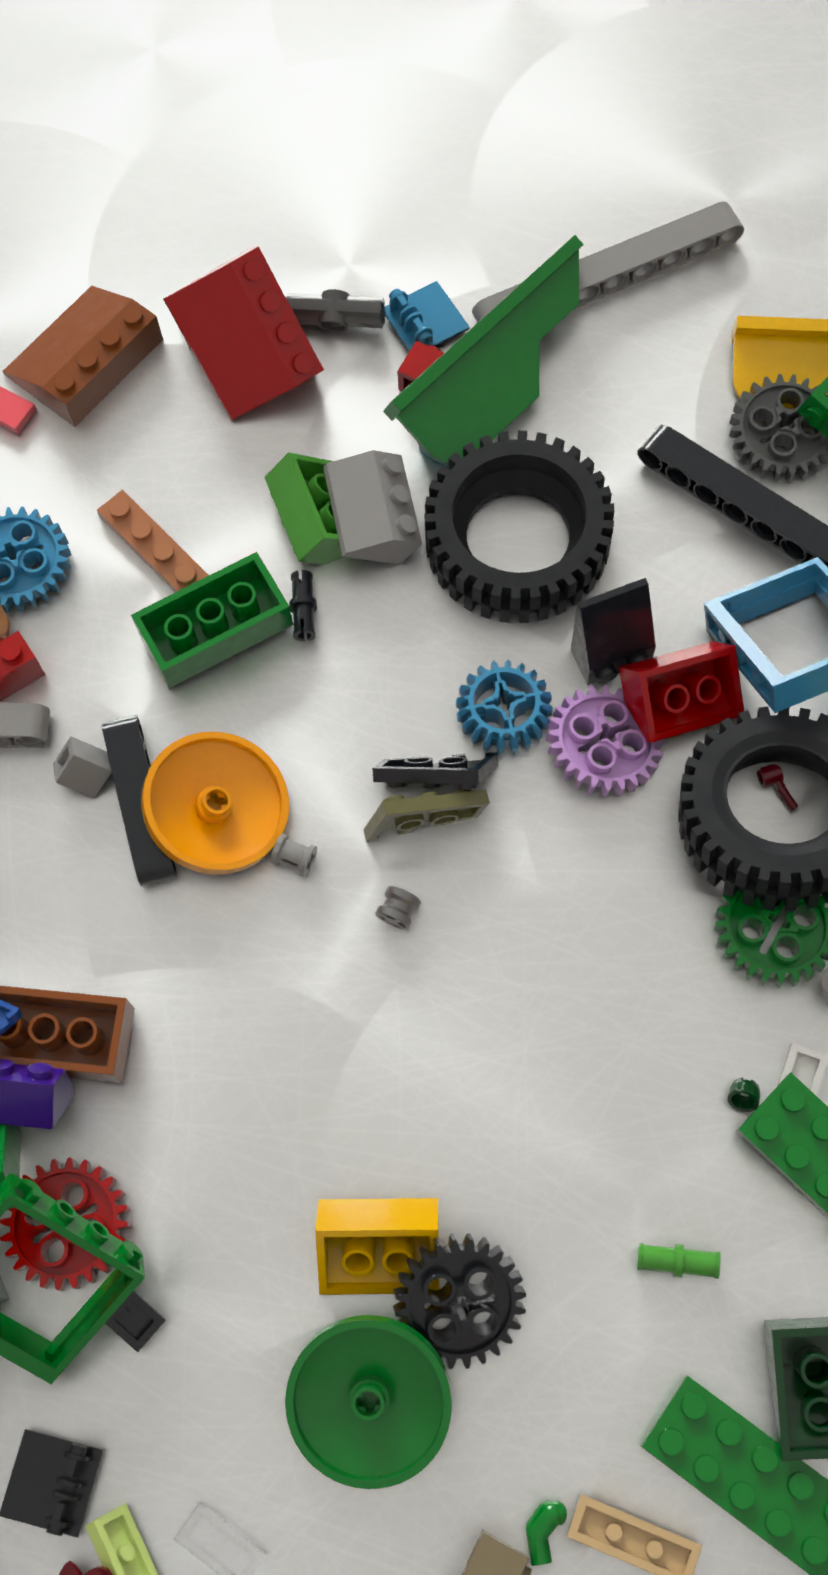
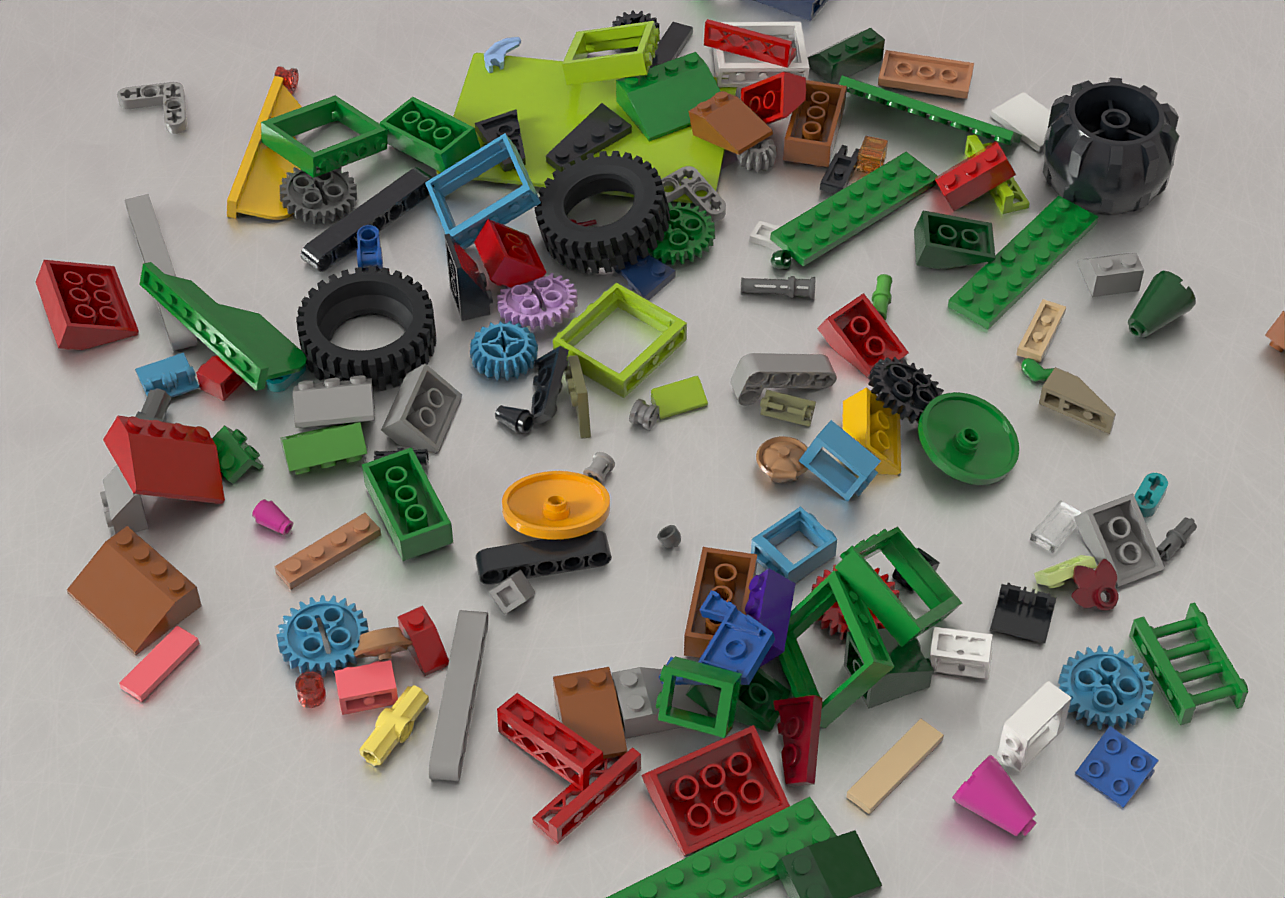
camera: 90 degrees left, 20 degrees down
(132, 1106) = (807, 524): none -> dark azure window
(177, 958) = (669, 536): none -> dark grey hinge
(198, 473) = (271, 516): none -> dark pink cone
(291, 1192) = (849, 453): none -> dark azure window
(301, 414) = (234, 453): none -> green bracket
(323, 1112) = (781, 457): none -> medium nougat piece
(380, 737) = (515, 418): none -> black cone
(382, 618) = (422, 410): none -> light grey slope
(422, 1129) = (787, 408): none -> olive hinge
(438, 956) = (679, 397): none -> lime slope
(484, 1107) = (773, 370): none -> light grey beam
(508, 909) = (672, 337): none -> lime window
(537, 202) = (84, 304): none -> red slope
(580, 1230) = (861, 335): none -> red slope
(677, 509) = (369, 247): none -> blue piece
(682, 894) = (647, 276): none -> dark blue wing
(683, 1108) = (748, 286): none -> dark grey pin

